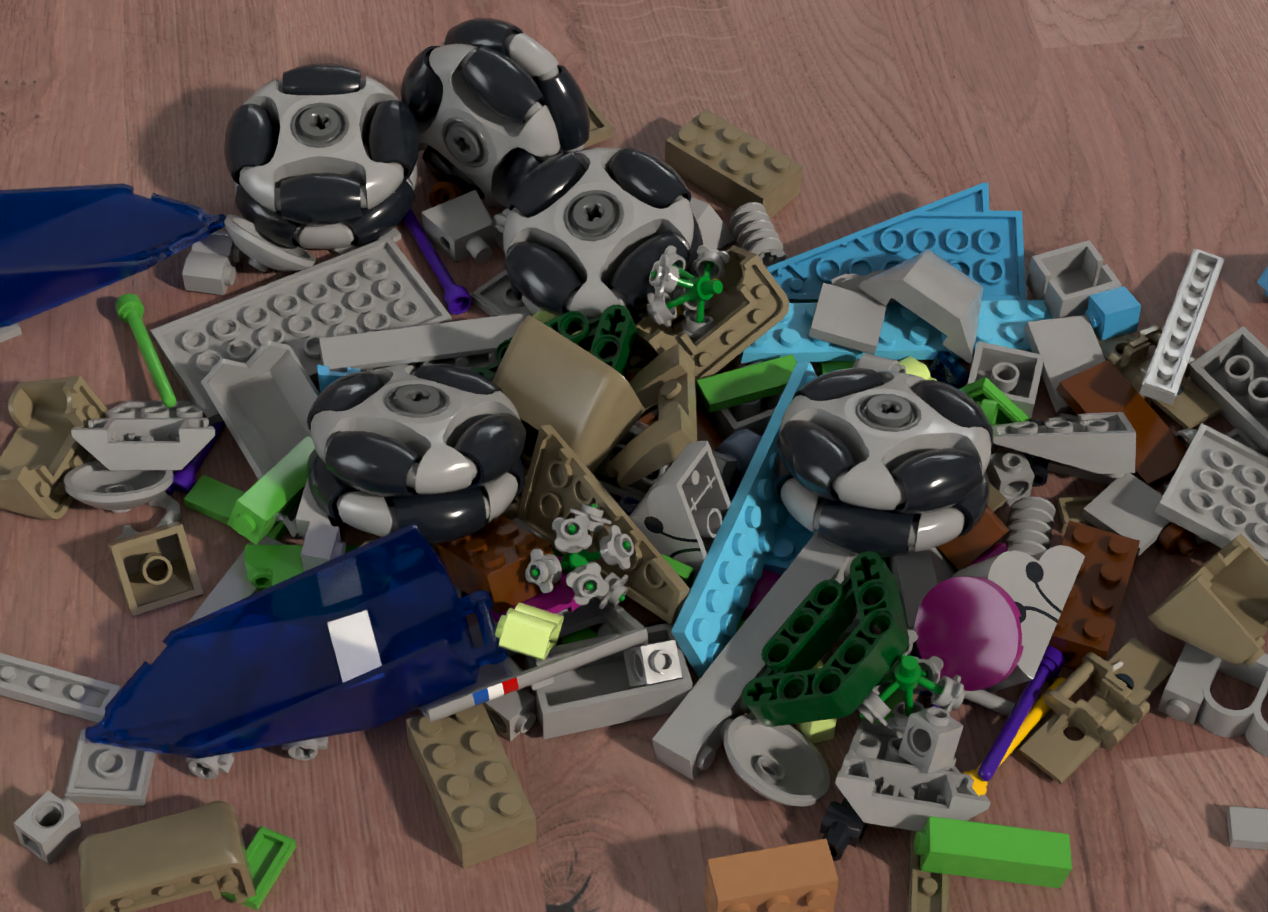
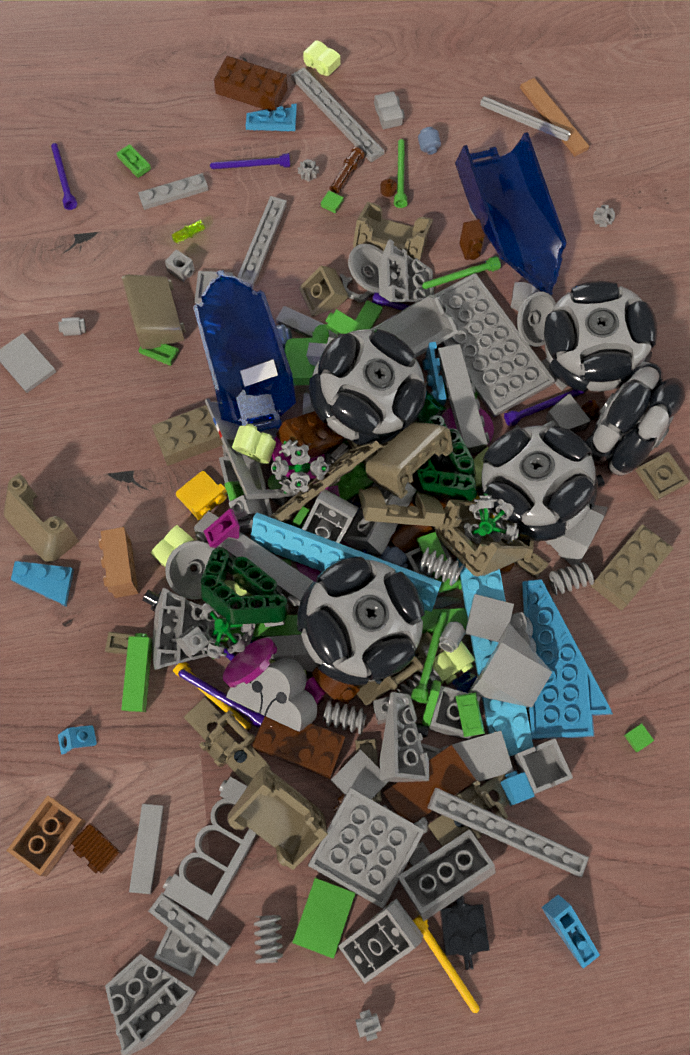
camera: 90 degrees right, 20 degrees up
(55, 152) = (604, 216): none -> light grey gear
(81, 325) = (472, 239): none -> reddish brown brick
(612, 763) = (201, 494): none -> yellow bracket
(617, 681) = (234, 490): none -> bright green tile
(704, 689) = (222, 528): none -> magenta slope
(726, 809) = (172, 540): none -> yellowish green brick
(768, 363) = (440, 567): none -> light grey piece
(1004, 185) = (639, 738): none -> bright green tile
(1009, 351) = (470, 714): none -> bright green tile

